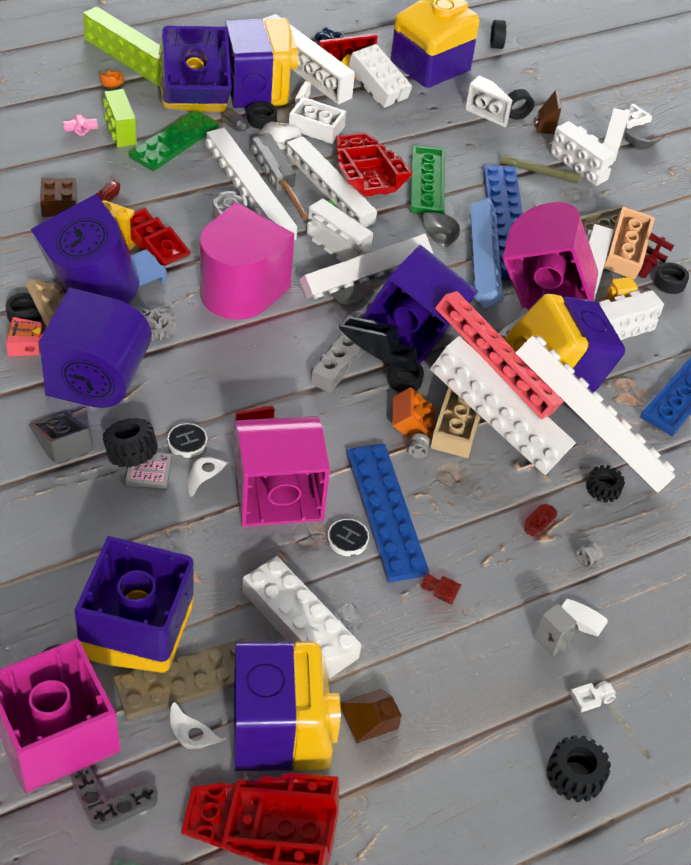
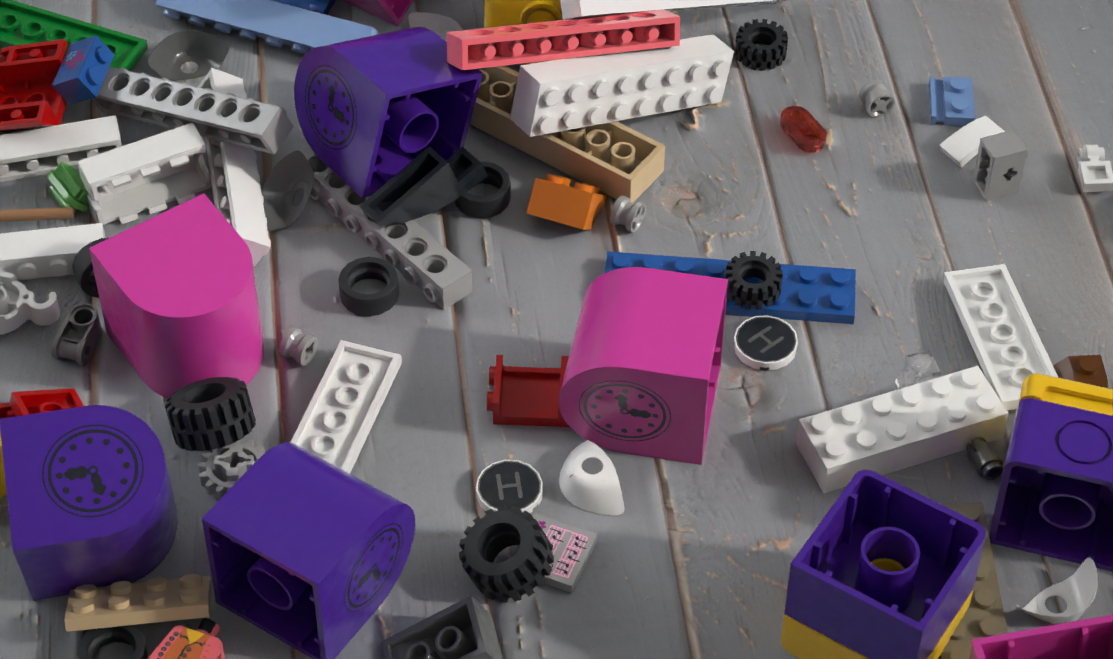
camera: 65 degrees left, 0 degrees up
(181, 299) = (210, 413): none -> black tyre
(204, 356) = (347, 403): none -> white plate
(251, 326) = (298, 346): none -> light grey wheel
(304, 354) = (364, 269): none -> black tyre
(383, 522) = (756, 267): none -> black tyre
(386, 233) = (177, 104): none -> light grey brick
(397, 187) = (83, 70): none -> blue brick
(401, 660) = (998, 329): none -> white plate
(444, 589) = (890, 261): clear red plate -> none
(616, 600) = (951, 101): none -> medium blue plate

